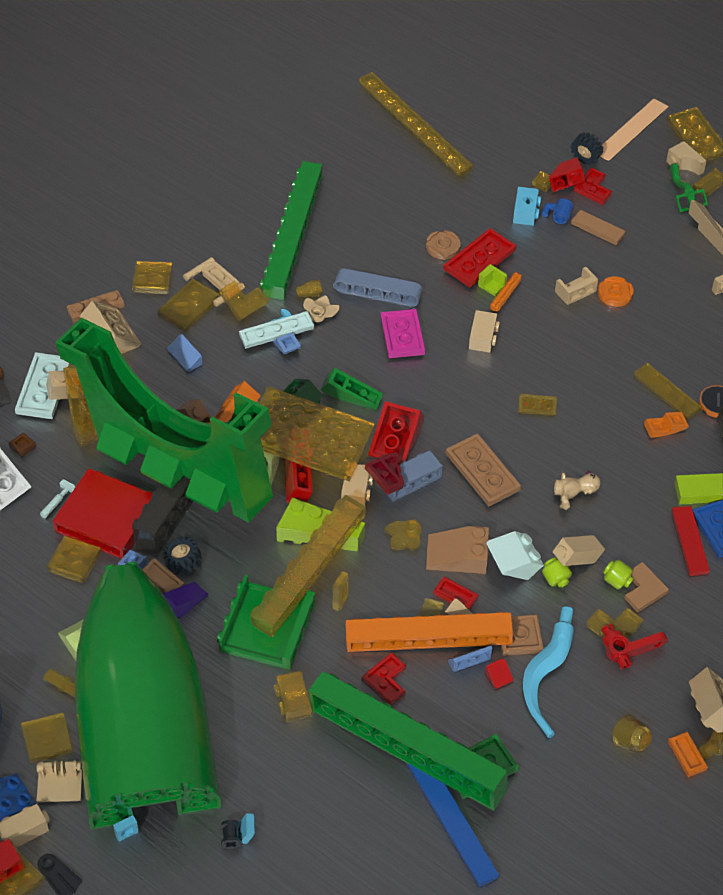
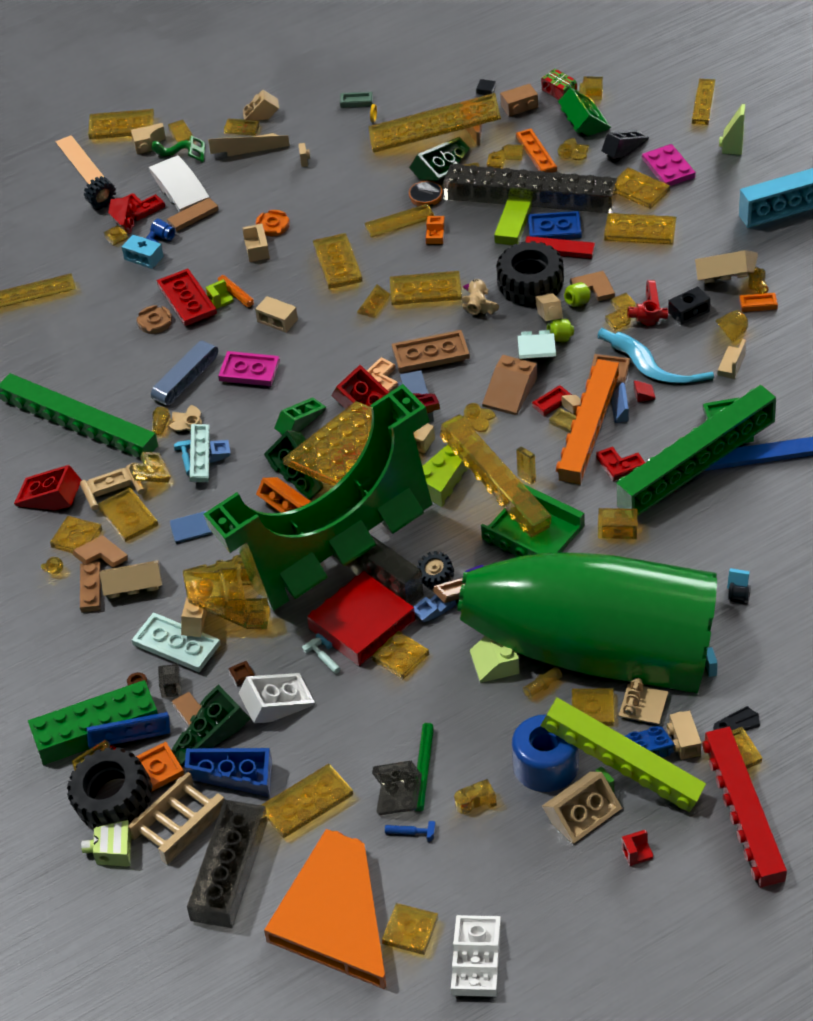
camera: 65 degrees left, 5 degrees down
(109, 272) = (53, 566): none -> clear yellow piece
(137, 298) = (100, 548): none -> medium nougat tile
(196, 240) = (49, 489): none -> red slope
(433, 435) = (381, 370): none -> light nougat tile
(573, 440) = (425, 288): none -> clear yellow plate
(579, 749) = (732, 361): none -> tan panel
(580, 357) = (337, 261): none -> clear yellow plate
(629, 501) = (529, 258): none -> black tyre
(632, 202) = (178, 183): none -> white slope
(651, 694) = (689, 305): none -> black brick

